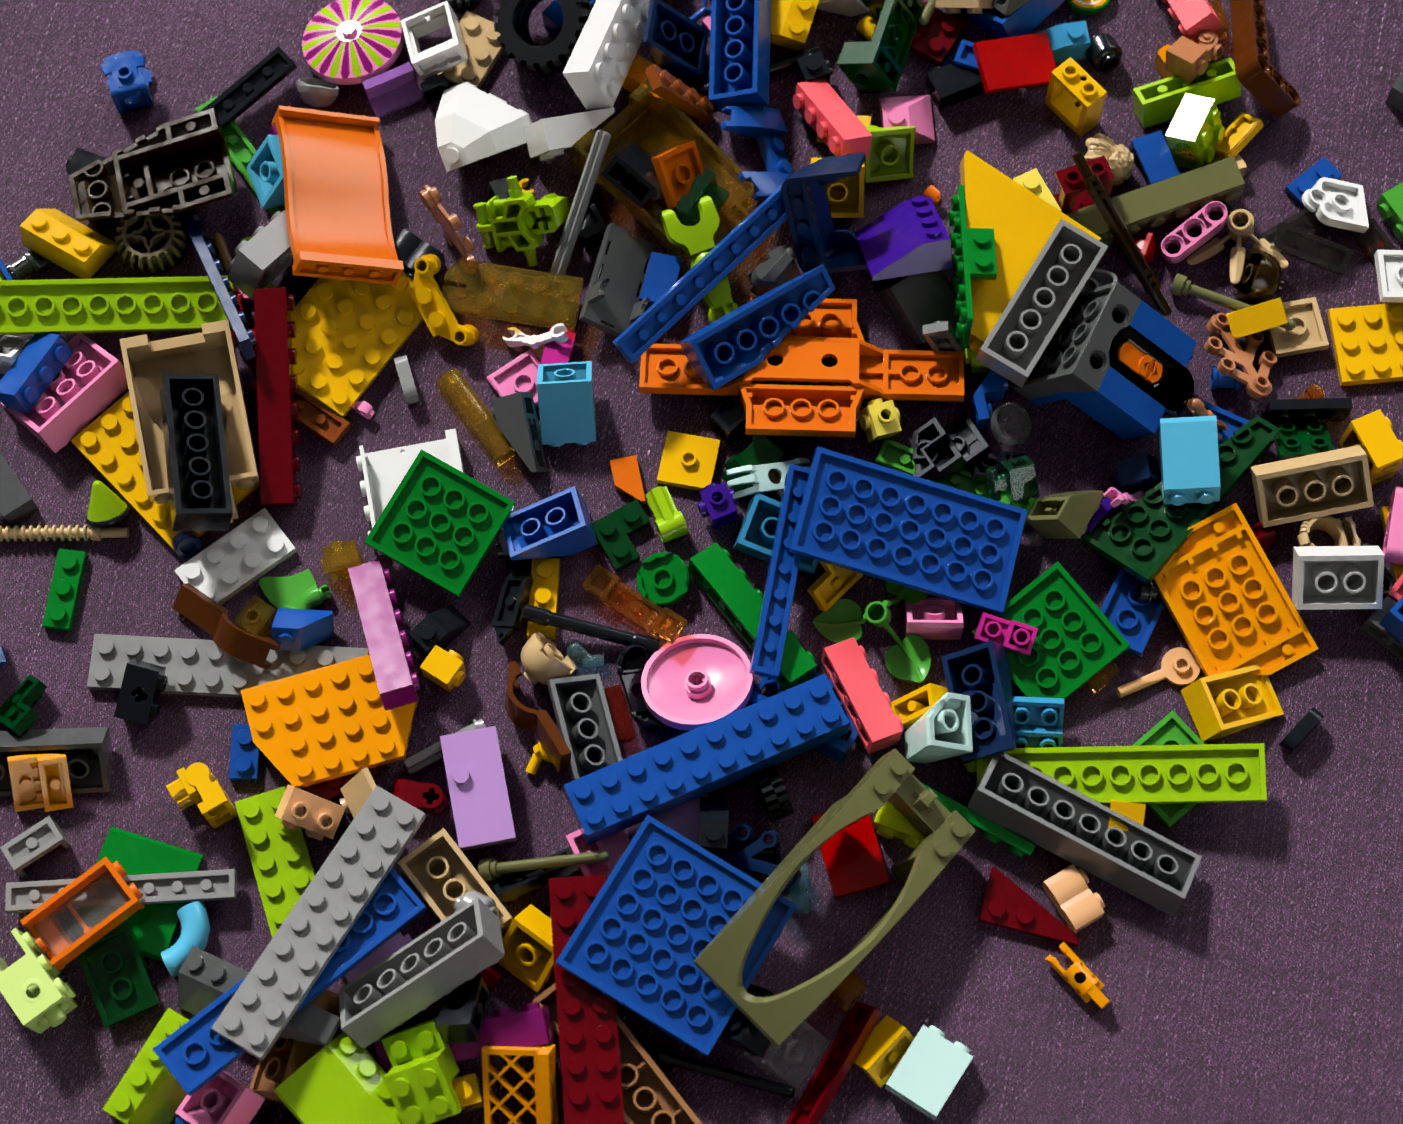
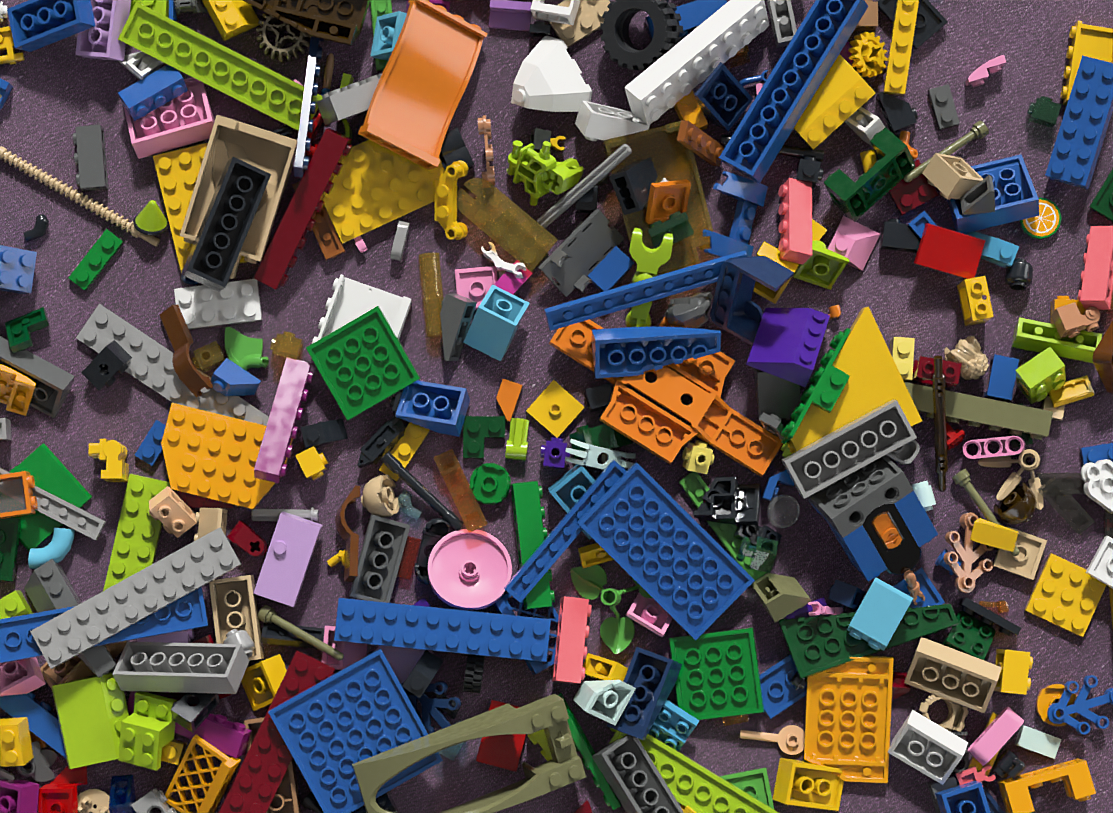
camera: 25 degrees right, 15 degrees up
(1009, 634) = (688, 655): dark pink slope -> none

